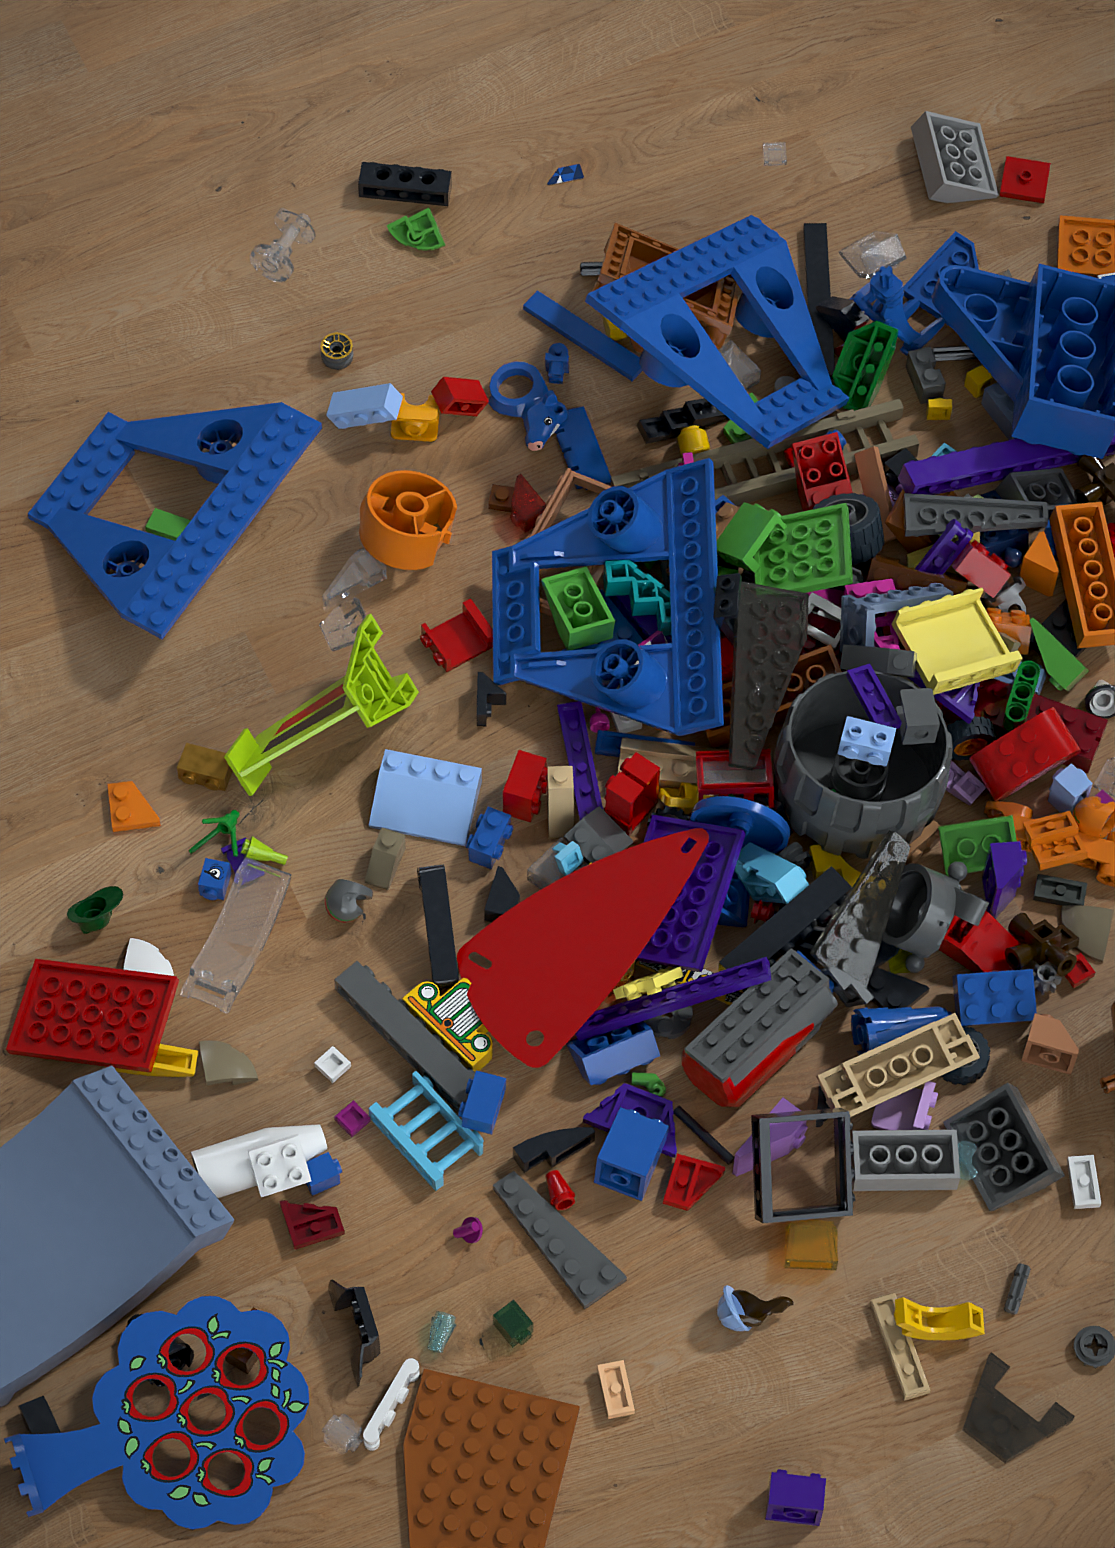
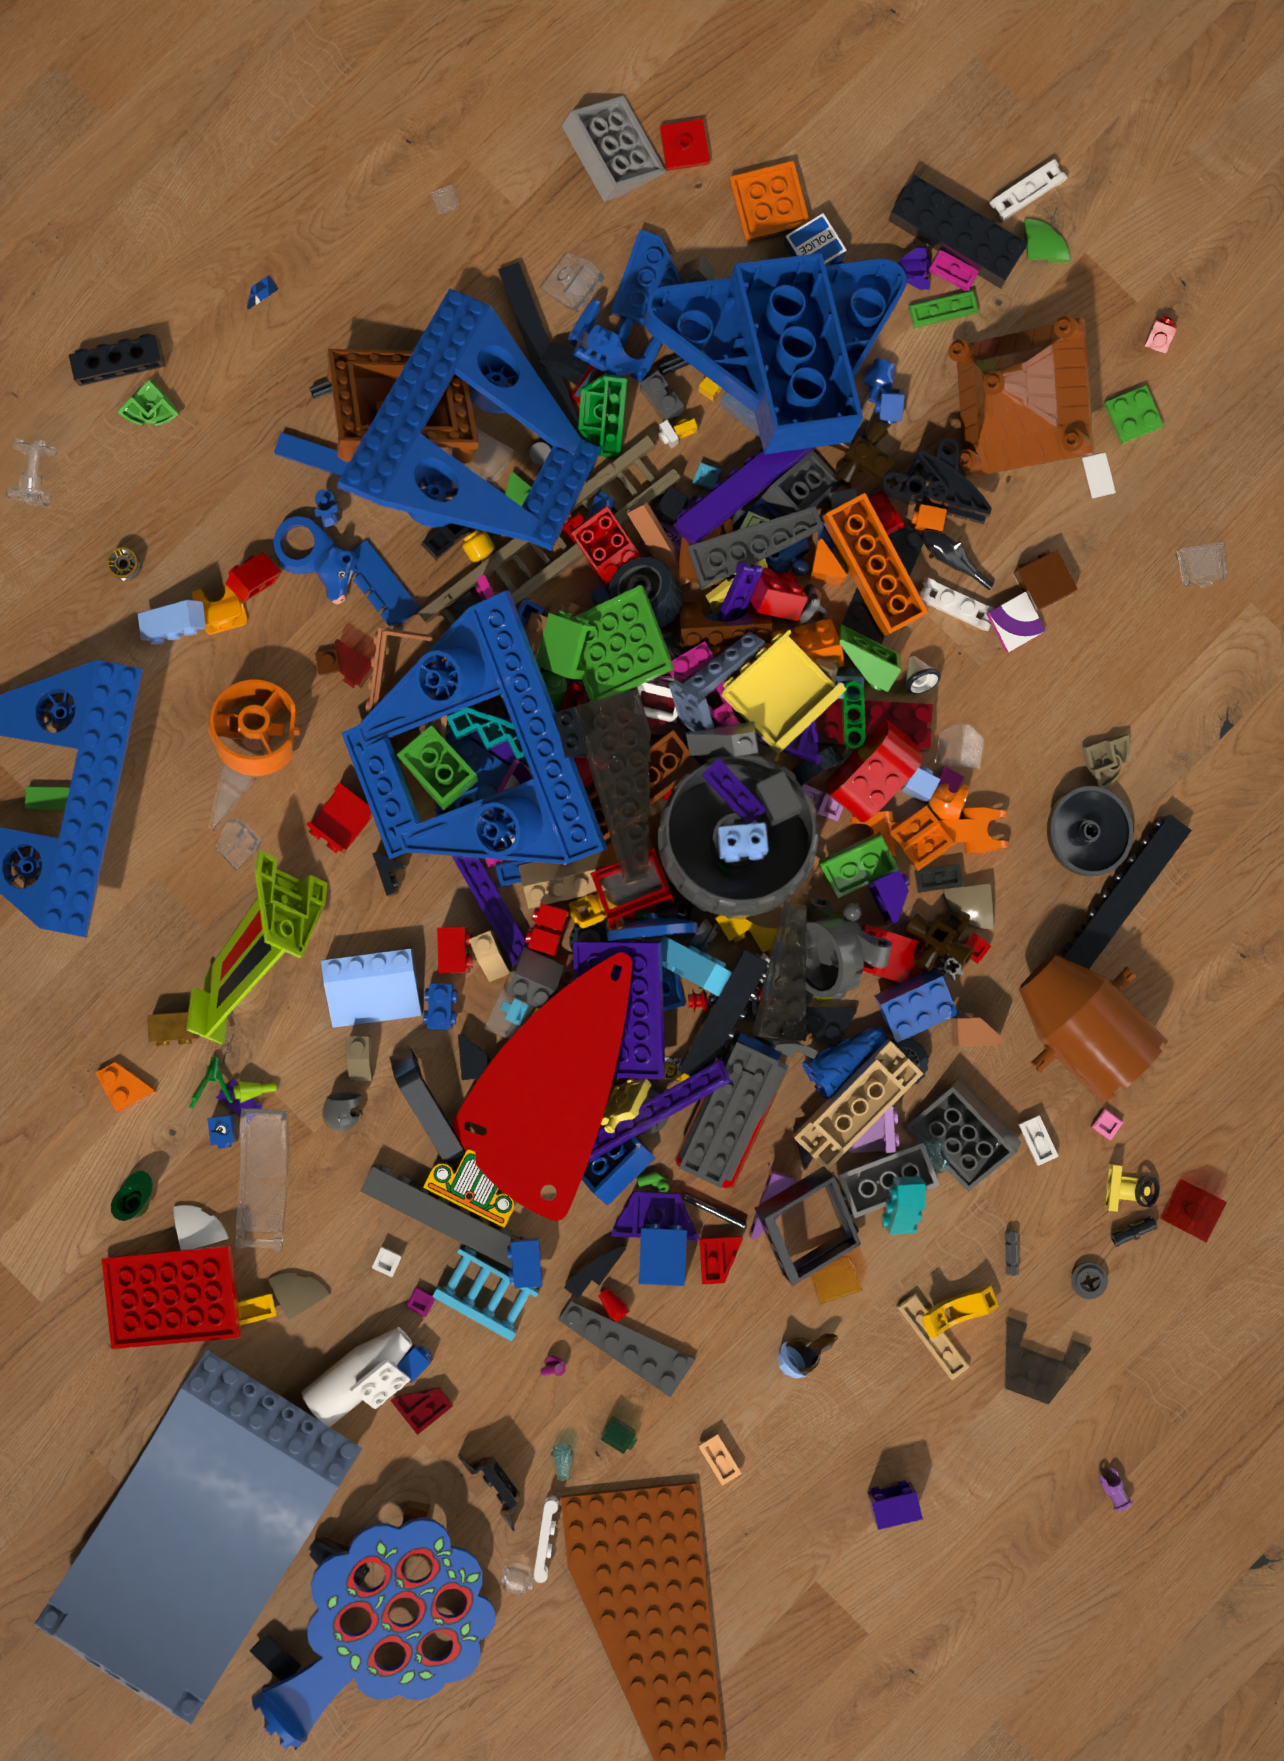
camera: 15 degrees left, 25 degrees up
(913, 1178) = (904, 1205): none -> teal brick
(920, 408) = (667, 434): none -> white plate

